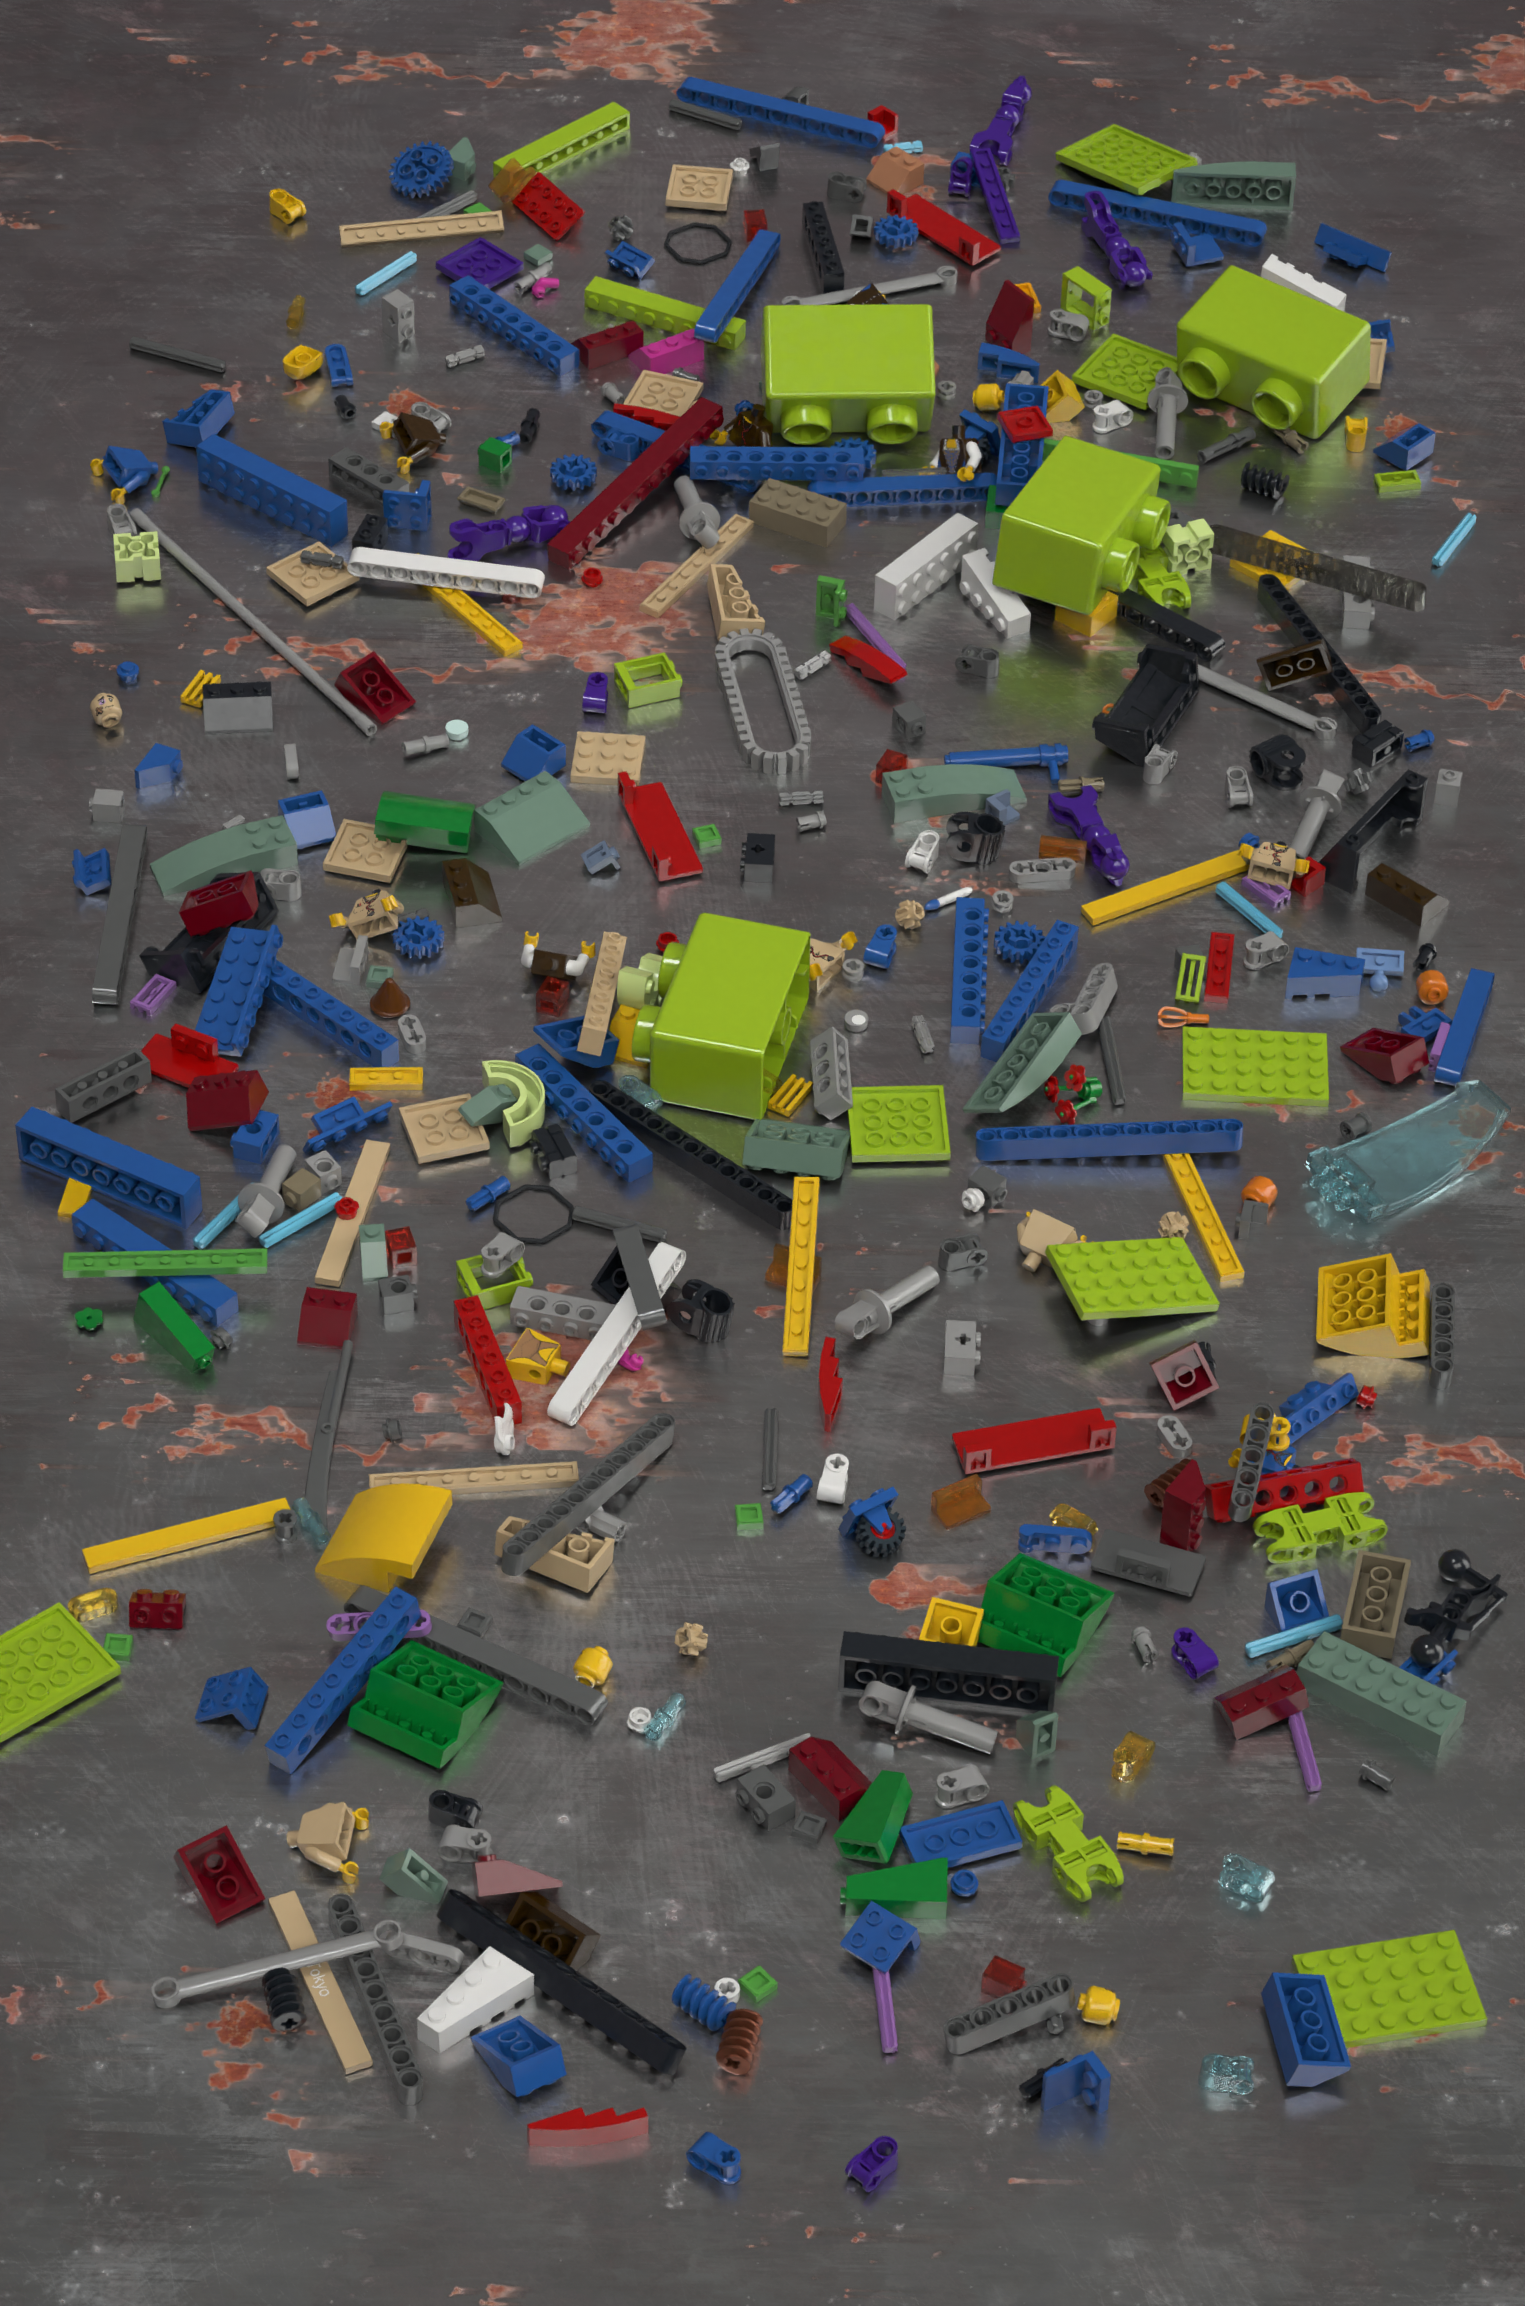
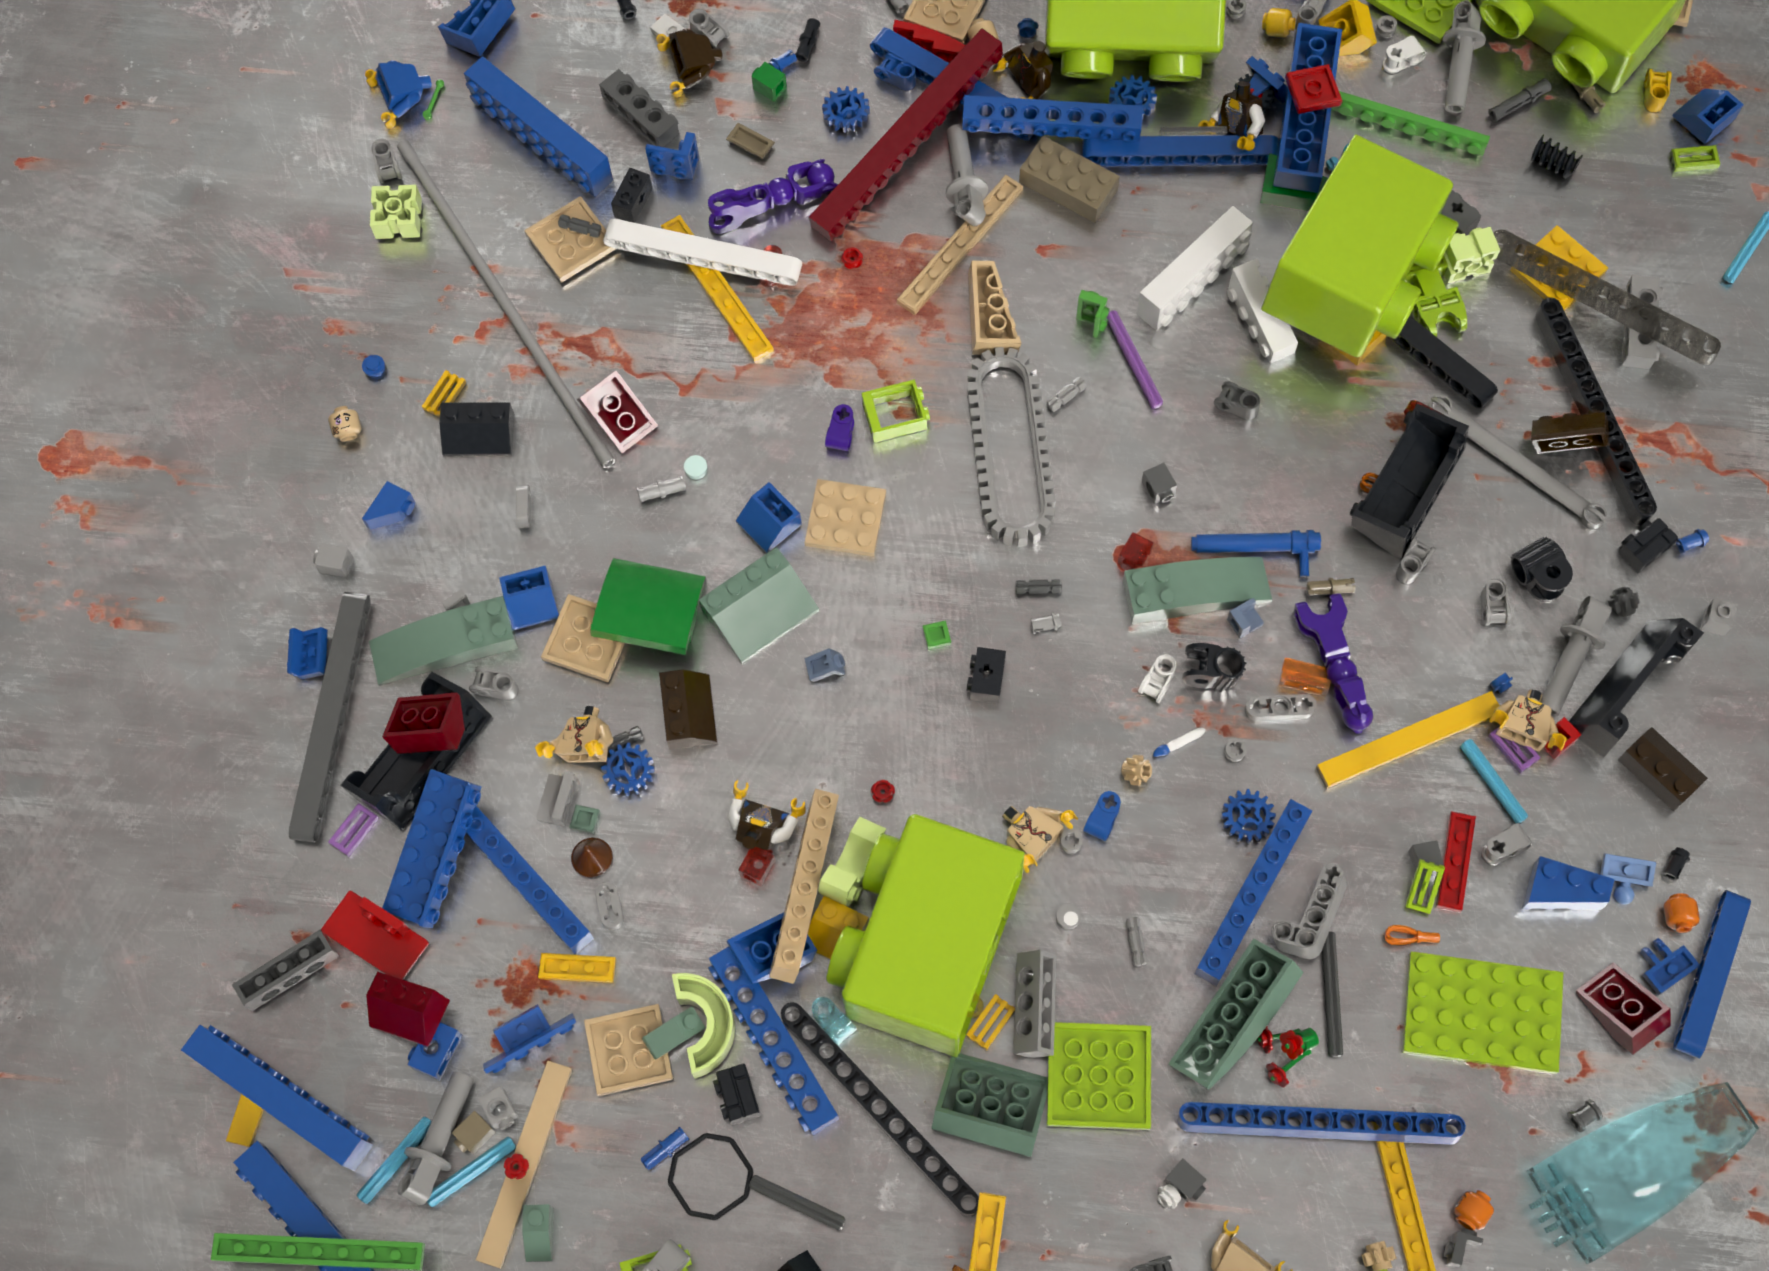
camera: 10 degrees right, 25 degrees up
(401, 1247) = (567, 1224): clear red brick -> none
(658, 829) = (889, 626): red bracket -> none
(871, 661) = (1124, 393): red slope -> none
(967, 971) = (1177, 940): blue brick -> none
(1438, 1046) = (1683, 1002): medium lavender tile -> none

